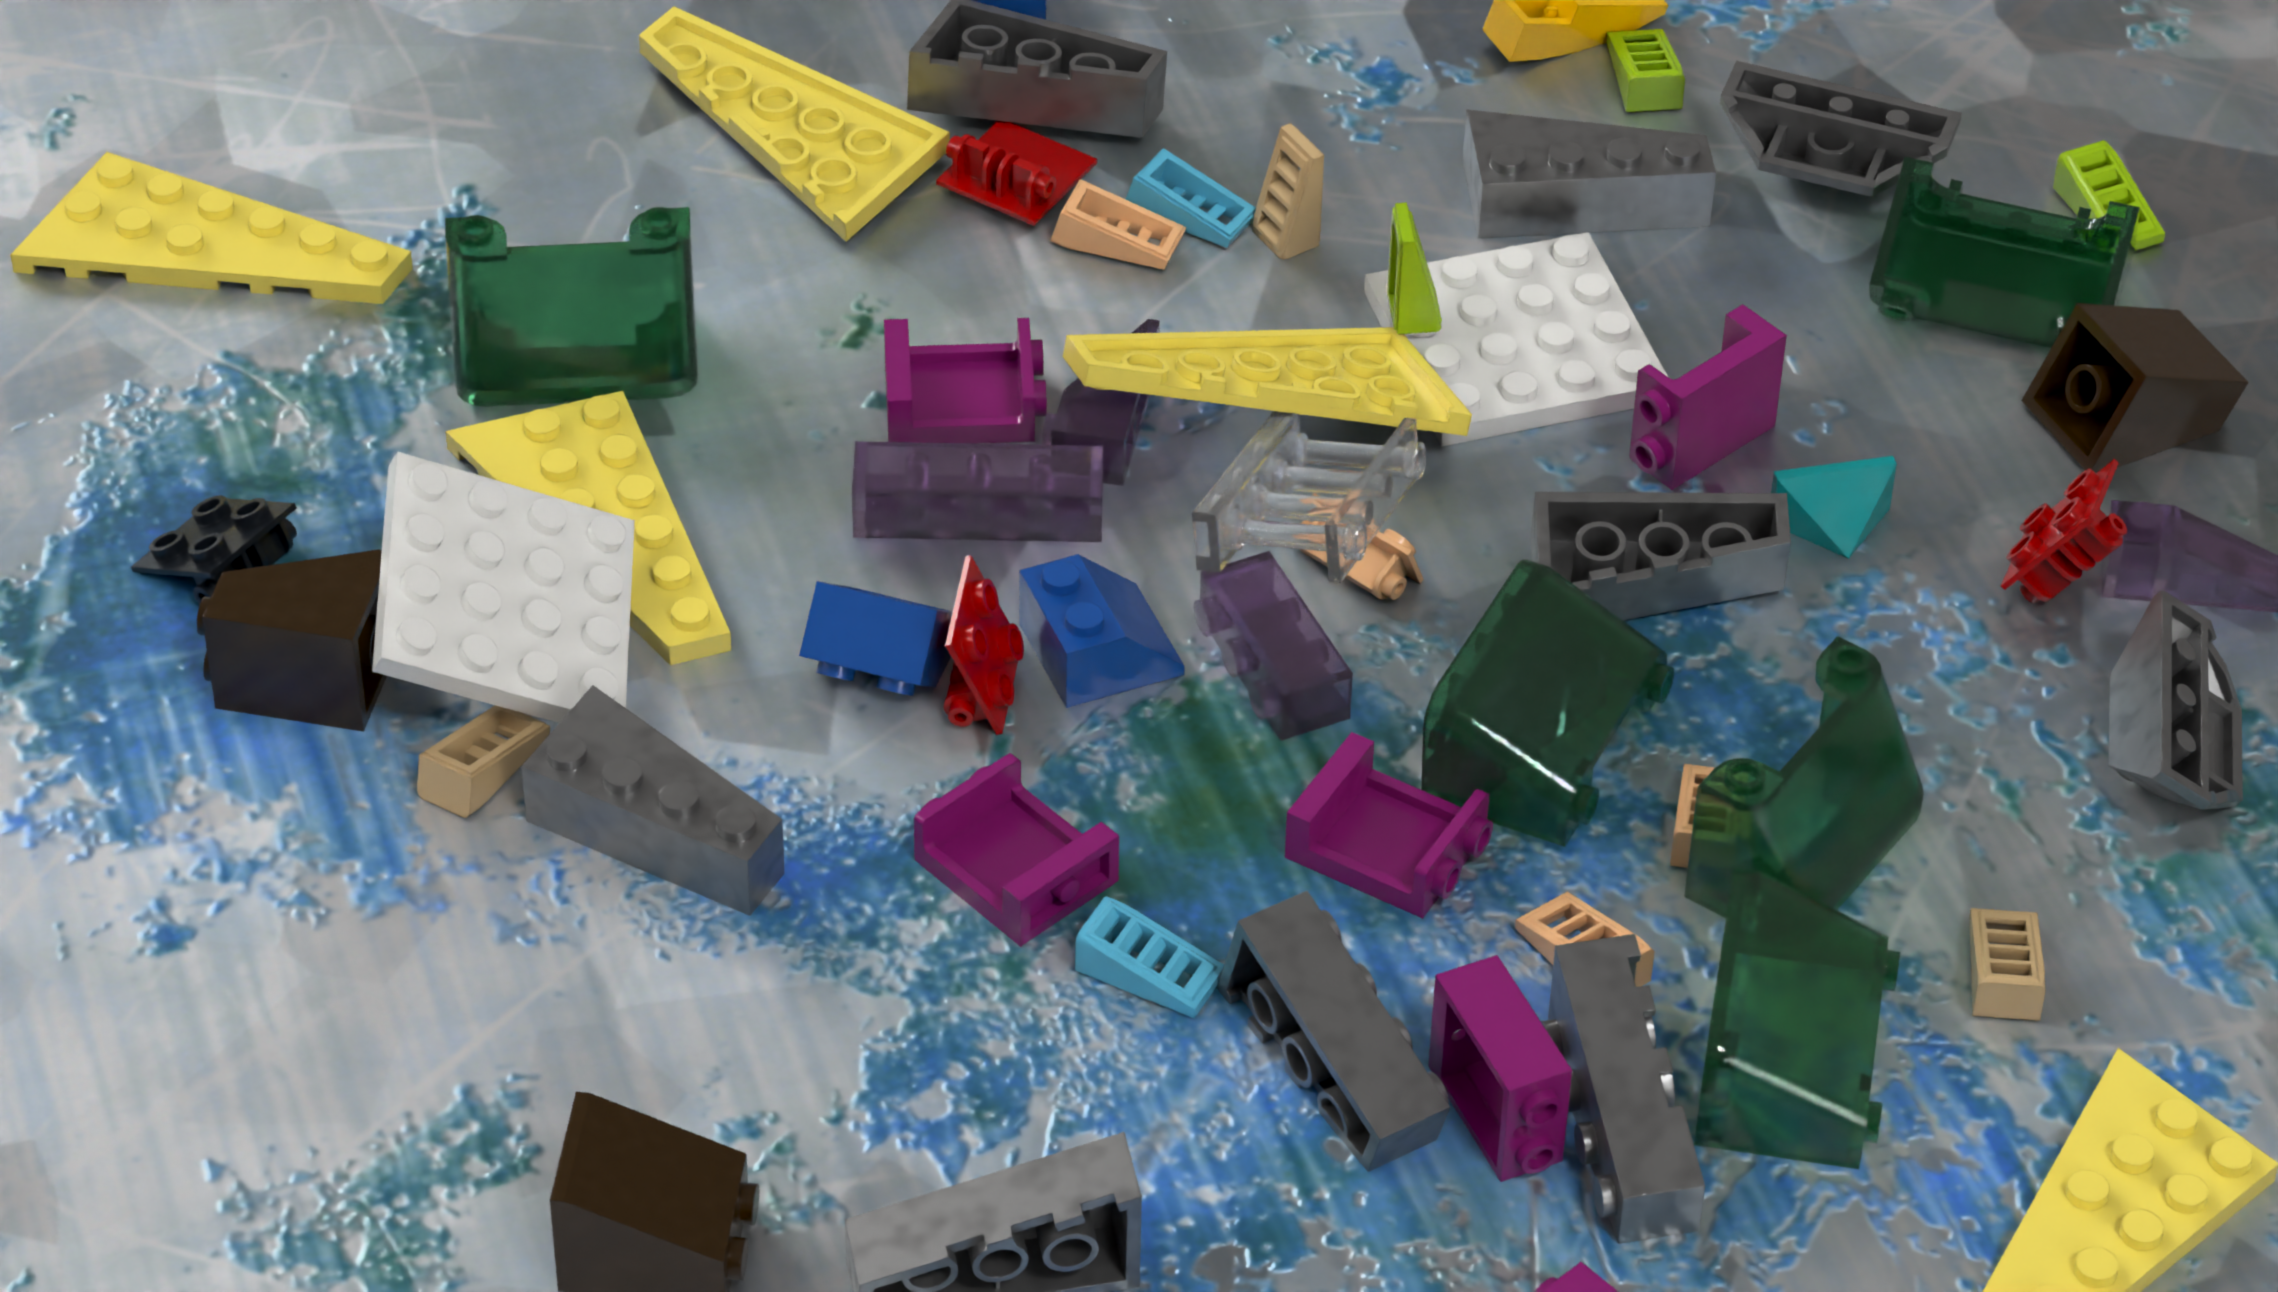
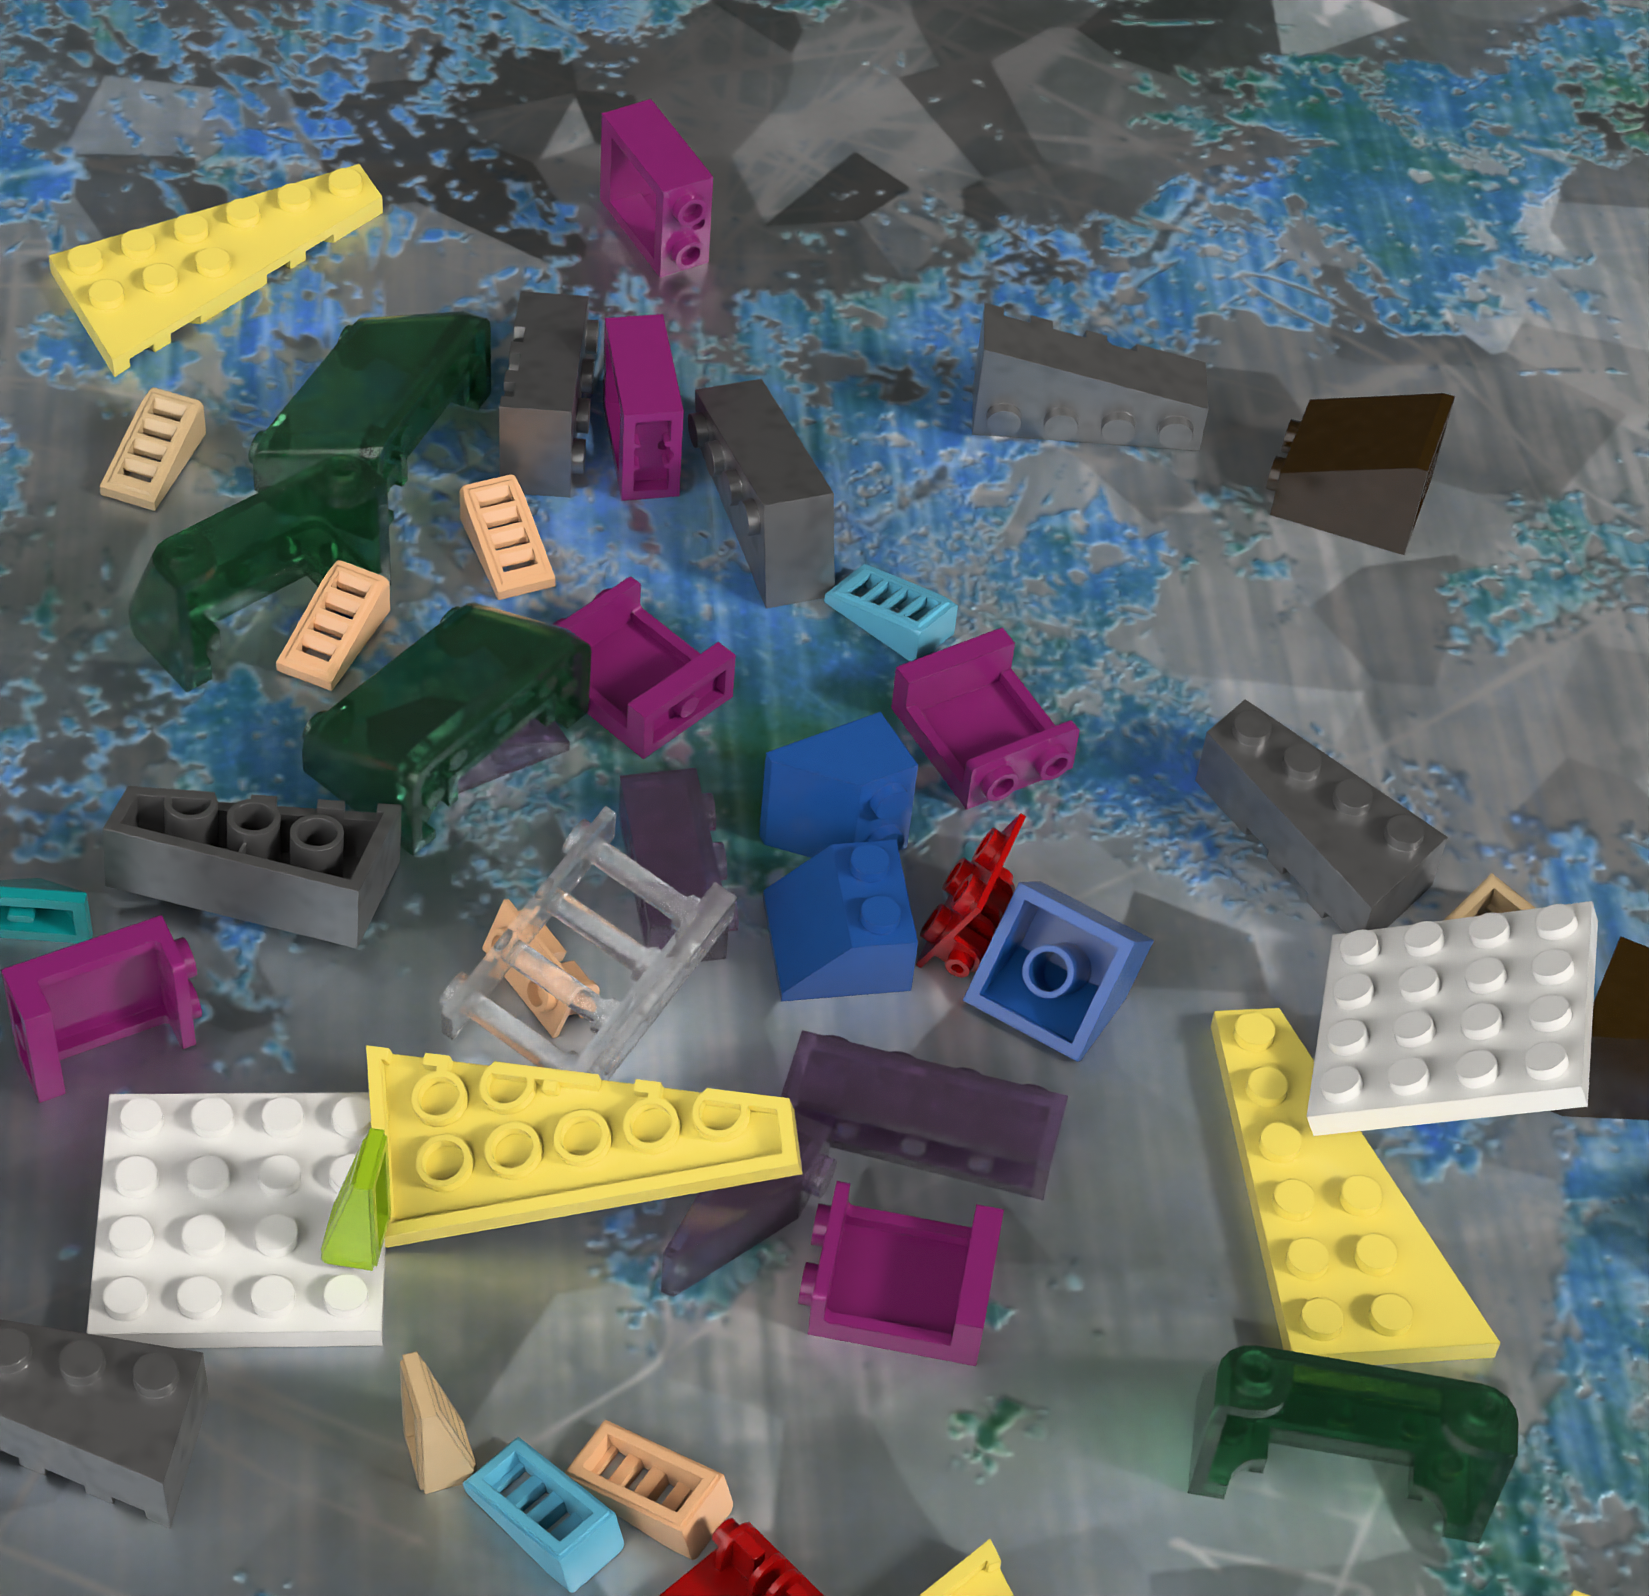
camera: 170 degrees left, 5 degrees up
(1133, 698) = (839, 789): none -> blue slope

